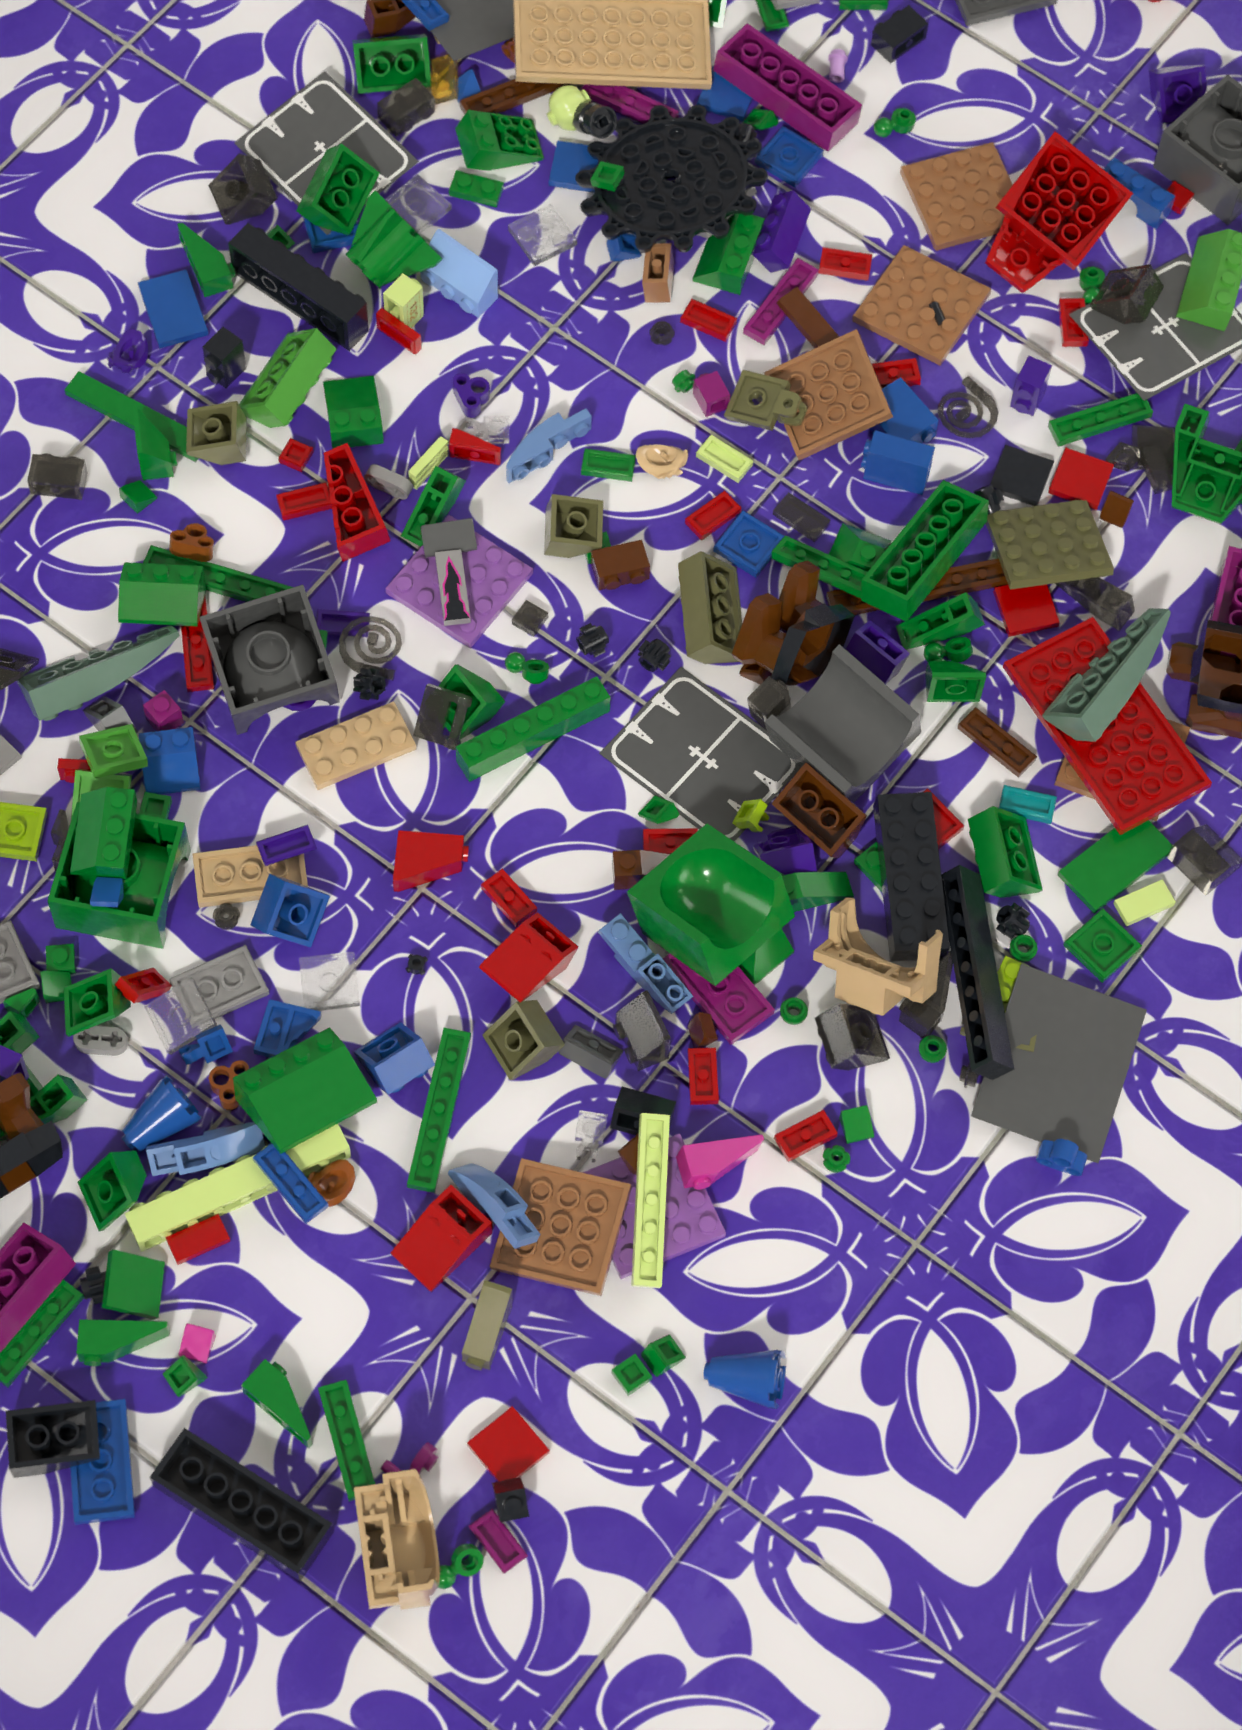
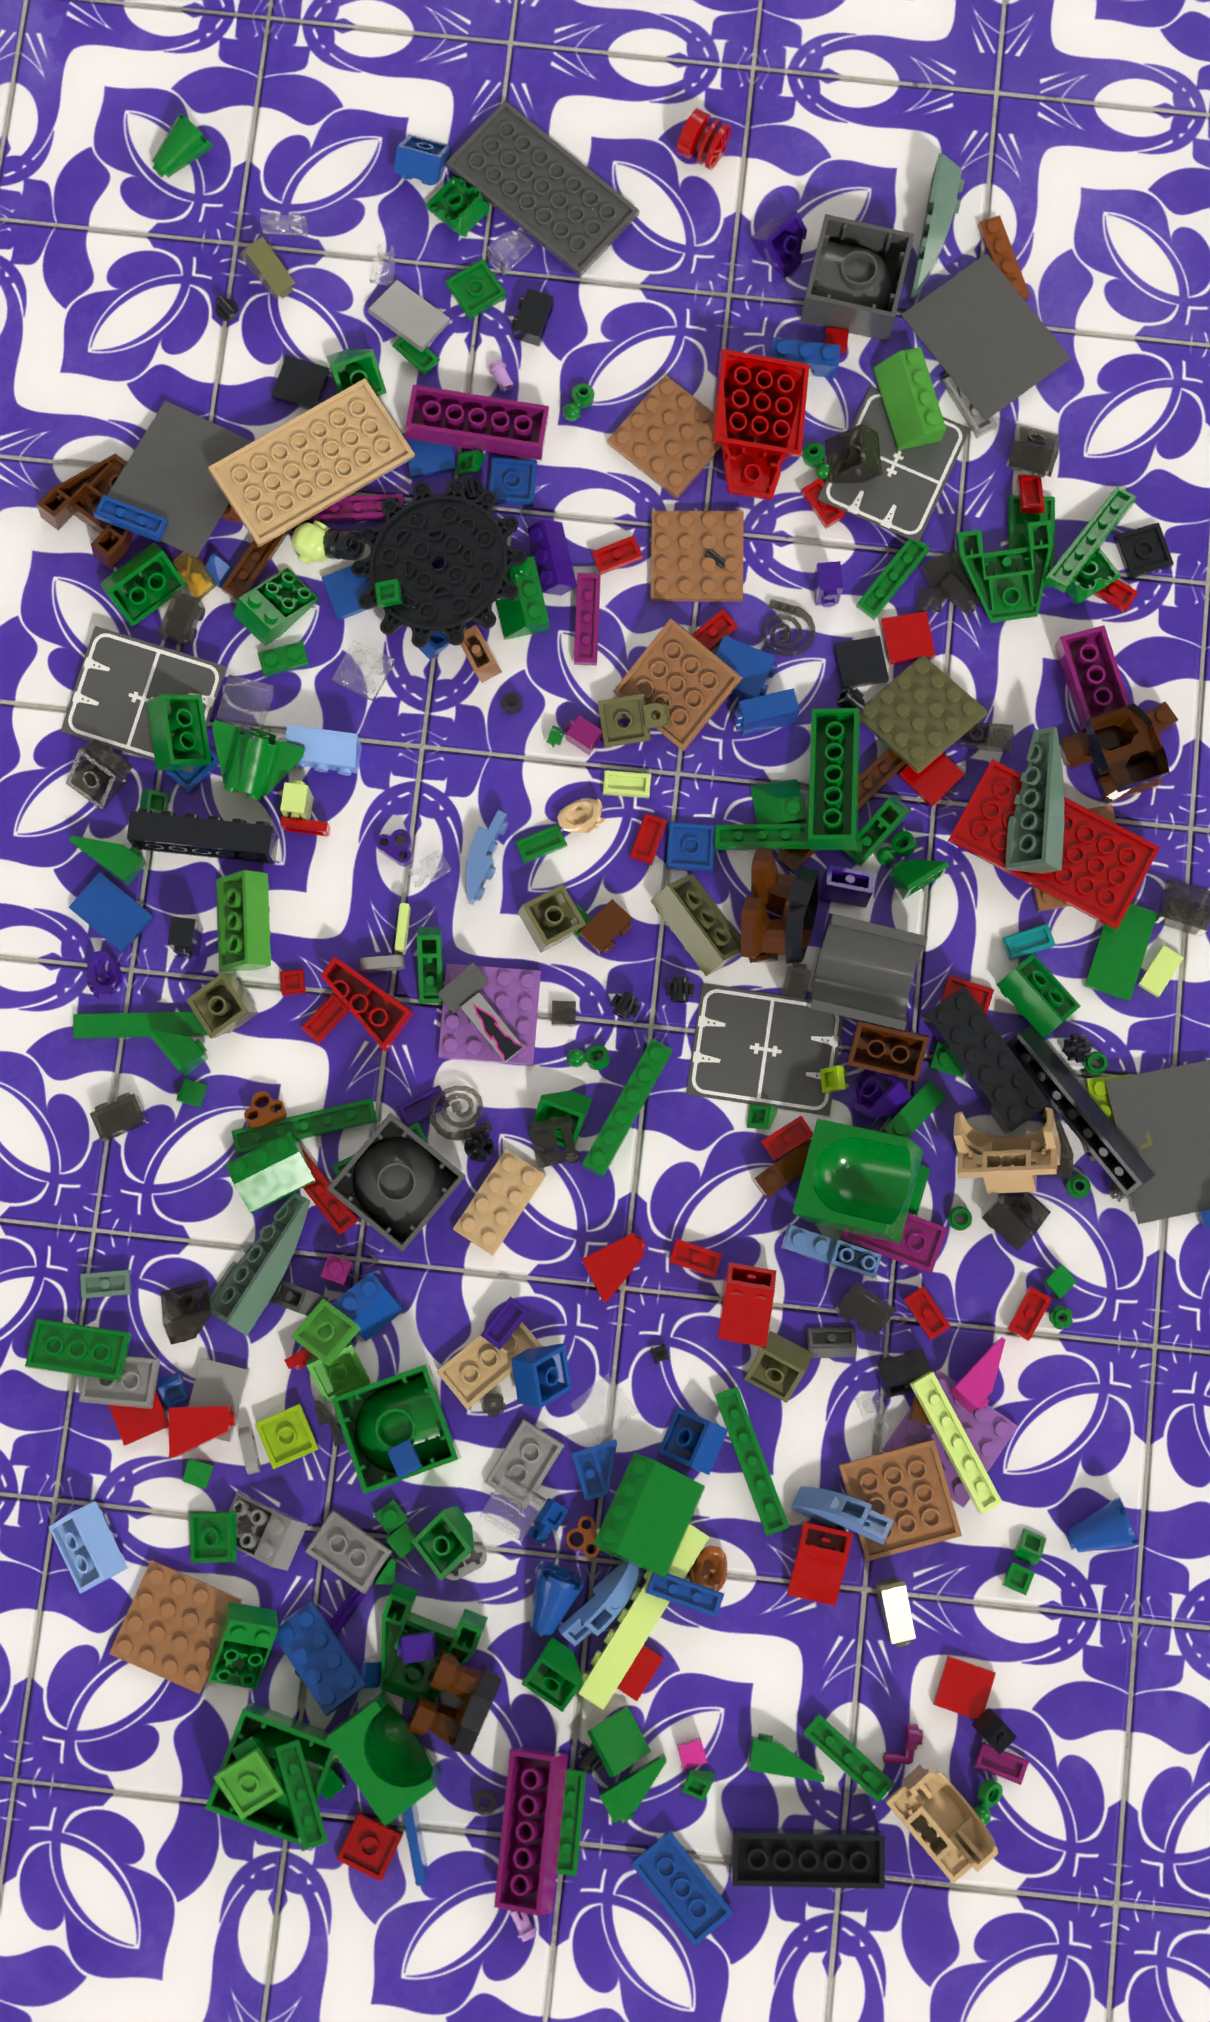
camera: 30 degrees left, 15 degrees up
(52, 1437) = (639, 1897): black slope -> none
(104, 833) = (372, 1415): green slope -> none
(143, 985) = (471, 1503): red plate -> none
(156, 805) = (382, 1350): green plate -> none
(353, 412) = (313, 917): green slope -> none
(469, 447) = (425, 896): red slope -> none
(702, 1030) = (905, 1278): reddish brown slope -> none
(708, 320) = (539, 668): red tile -> none
(801, 517) = (716, 800): clear smoke tile -> none
(806, 318) = (622, 625): reddish brown tile -> none
(997, 742) = (976, 903): reddish brown tile -> none
(1102, 945) = (1150, 1024): green tile -> none
(1116, 509) = (951, 650): reddish brown slope -> none

